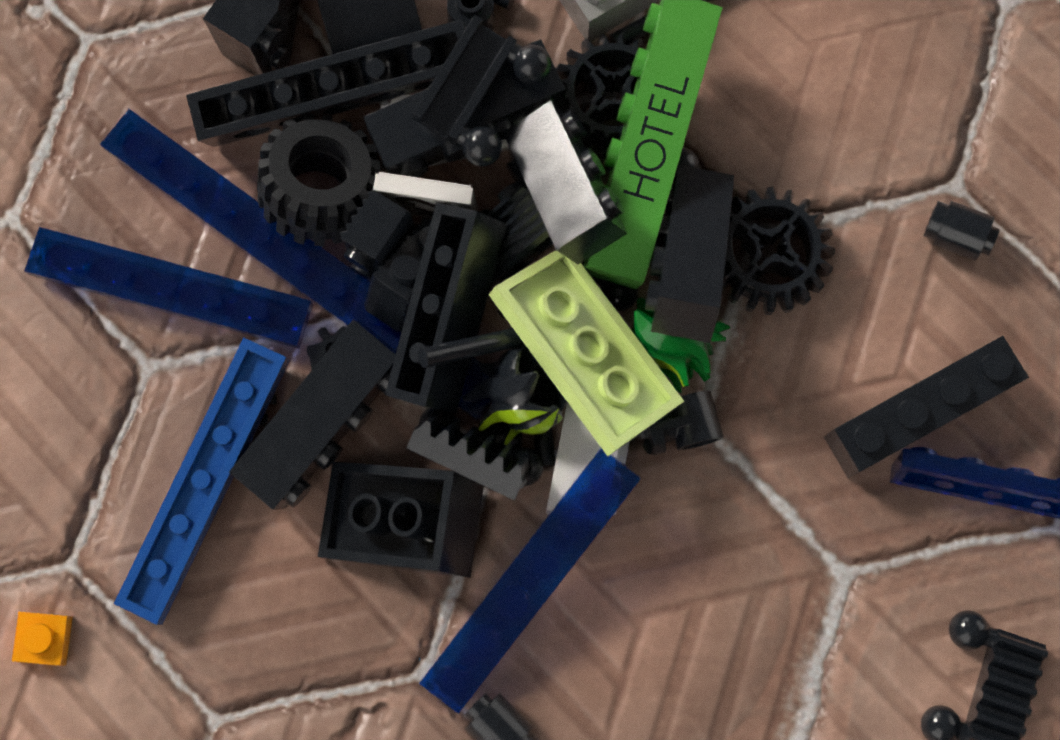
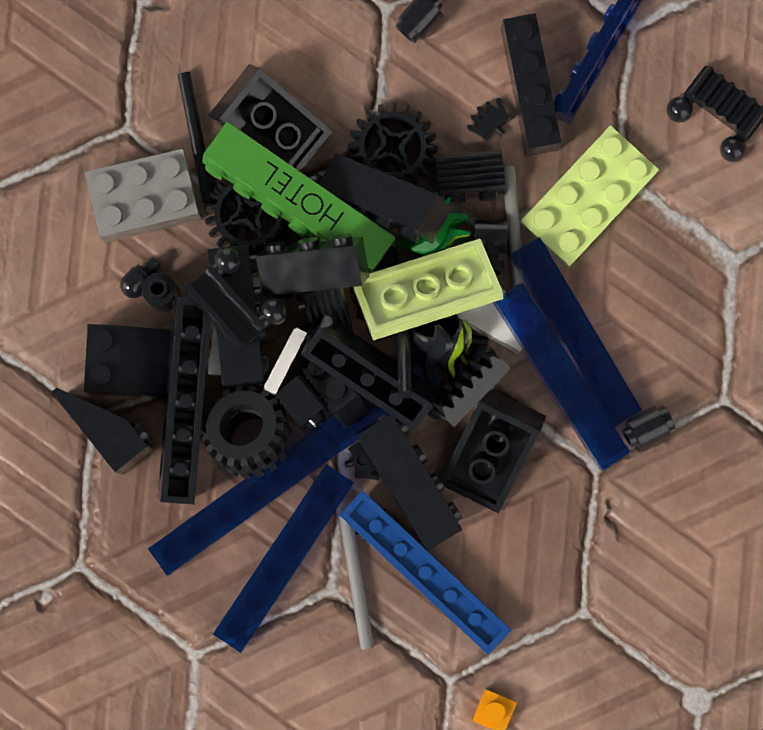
camera: 75 degrees left, 5 degrees up
(155, 400) = (356, 585): none -> light grey bar
(600, 583) = (575, 331): none -> clear blue plate
(717, 451) = (513, 220): none -> light grey bar
(747, 83) = (271, 117): none -> black slope
(768, 365) = (470, 176): none -> black brick
(800, 542) = (589, 196): none -> yellowish green plate
(854, 373) = (490, 121): none -> black piece

